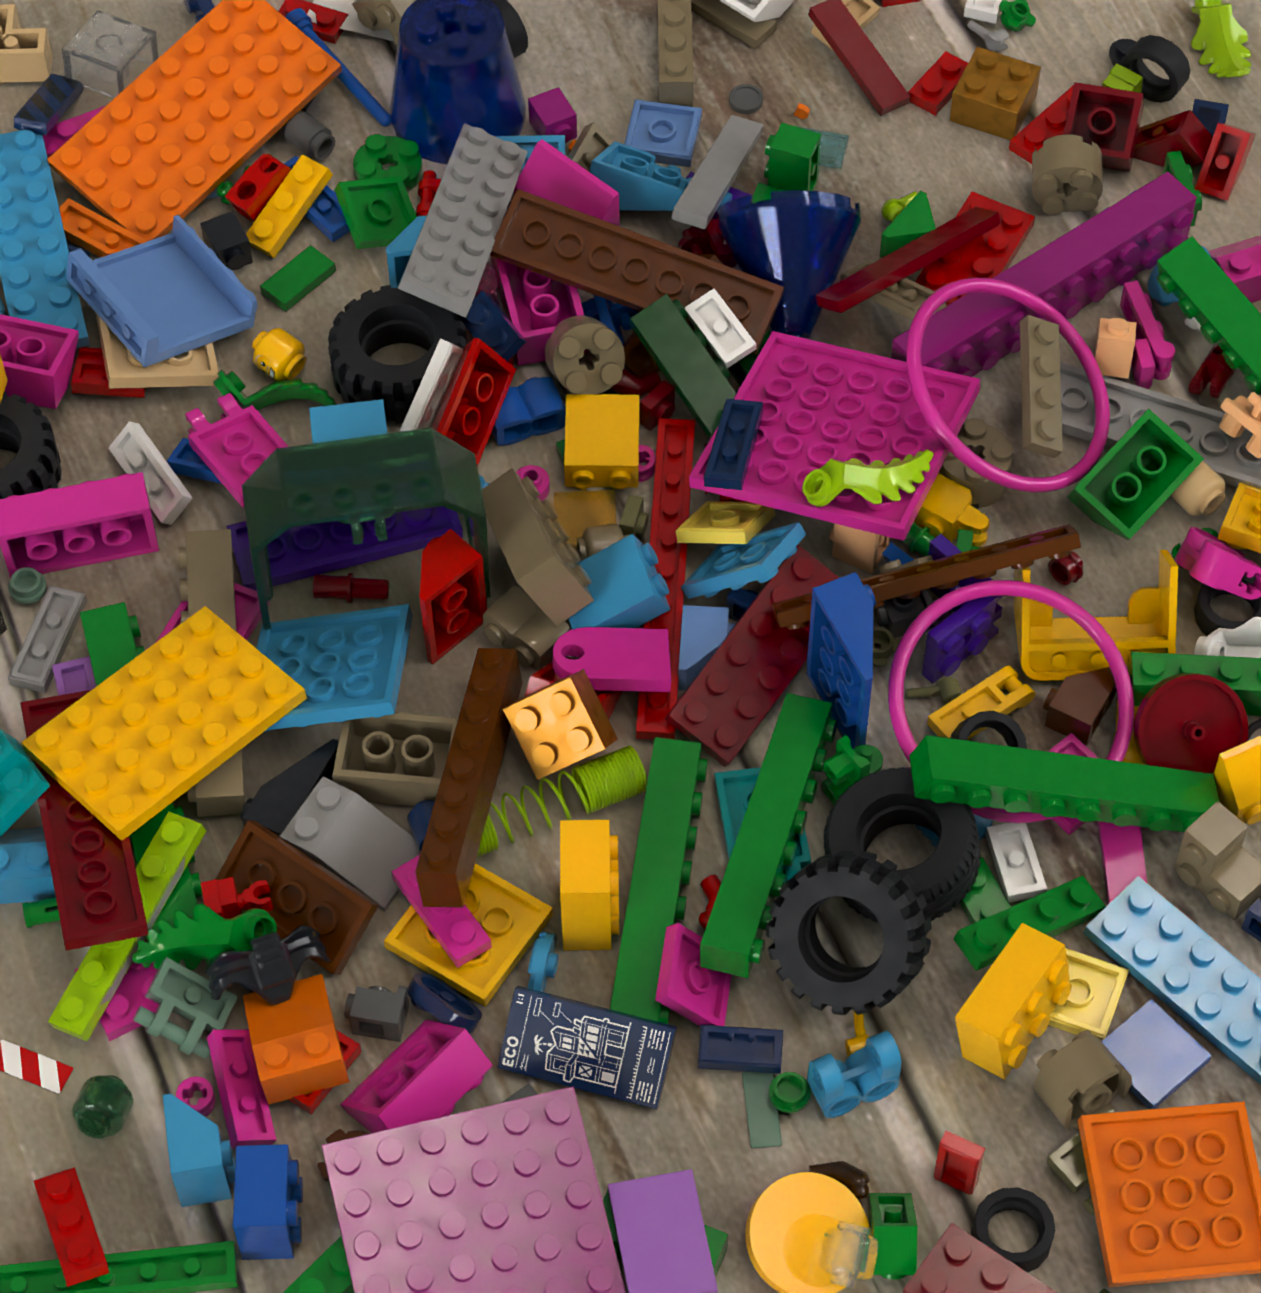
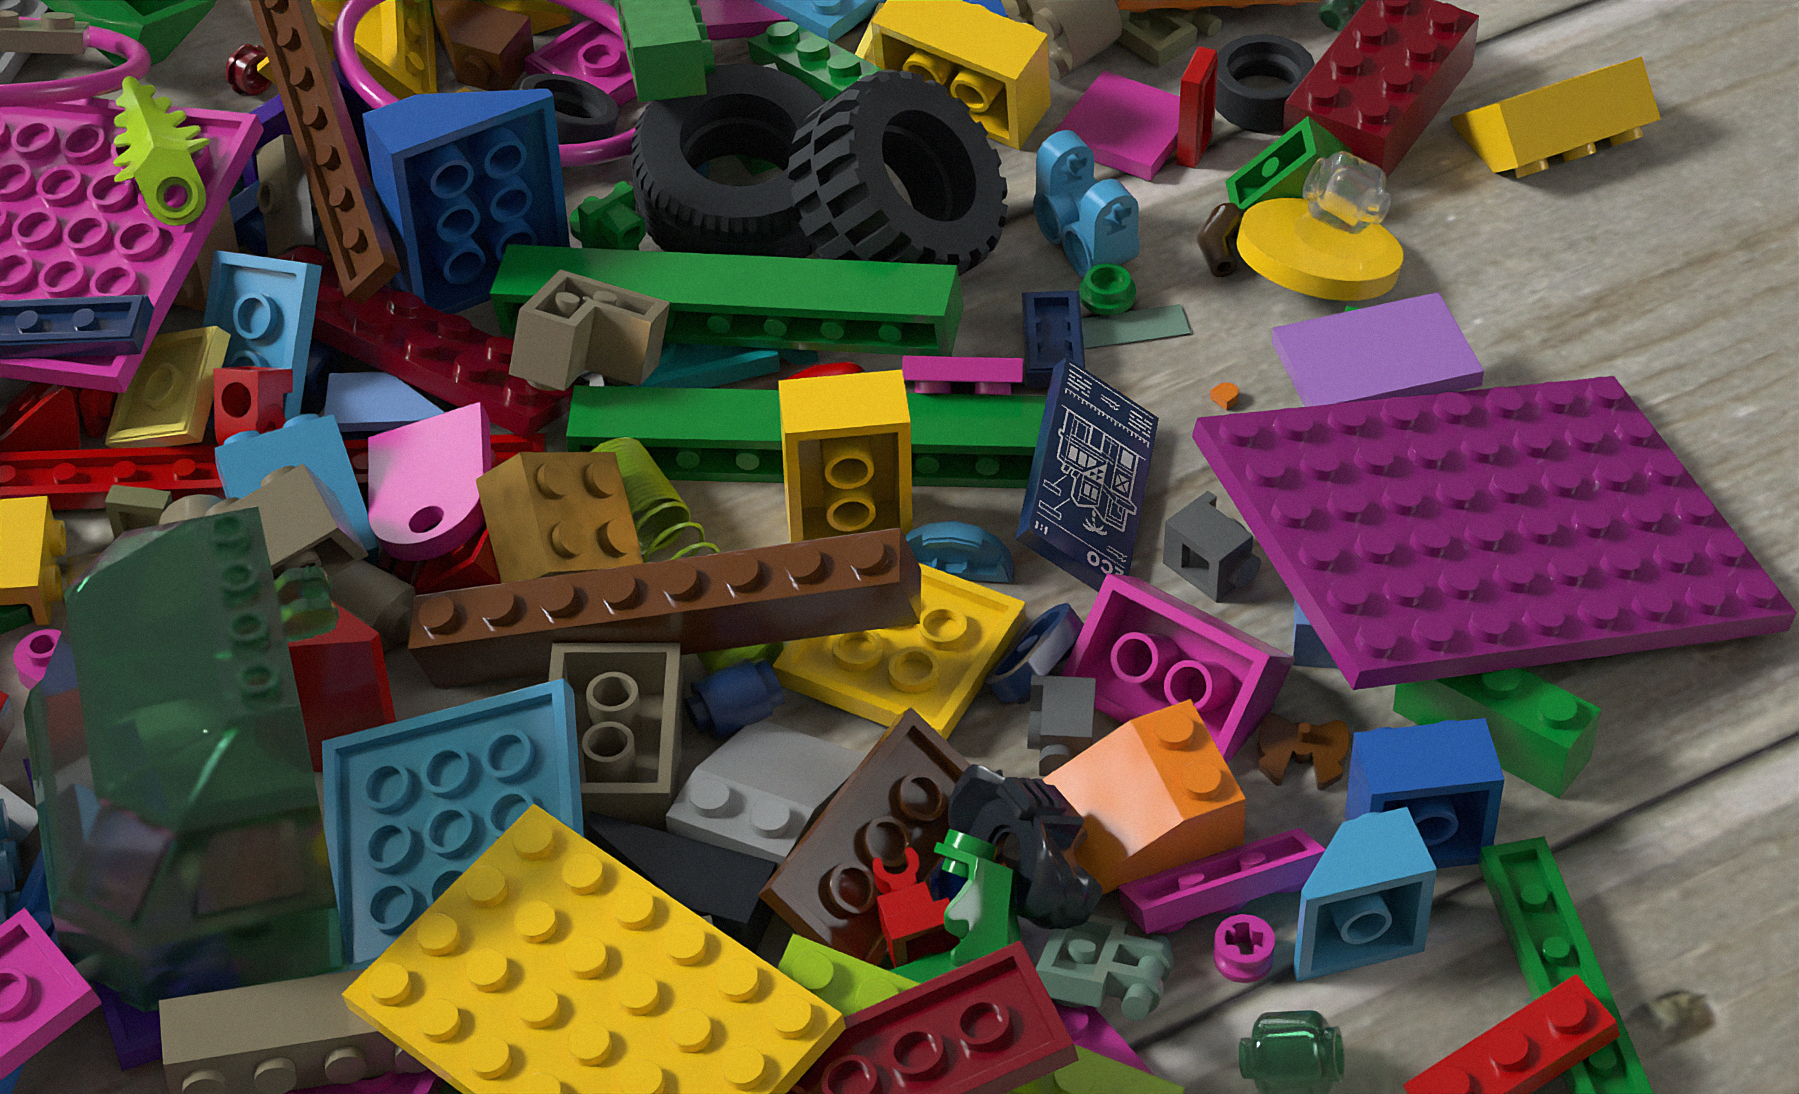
camera: 95 degrees left, 10 degrees down
(452, 927) = (882, 662): dark pink plate -> none
(681, 1161) = (1225, 395): none -> orange piece
(689, 557) = (249, 399): none -> red leg
(739, 736) = (588, 327): none -> dark tan brick
(859, 1041) = (1028, 230): yellow hand -> none
(983, 1119) = (1126, 124): none -> dark pink tile

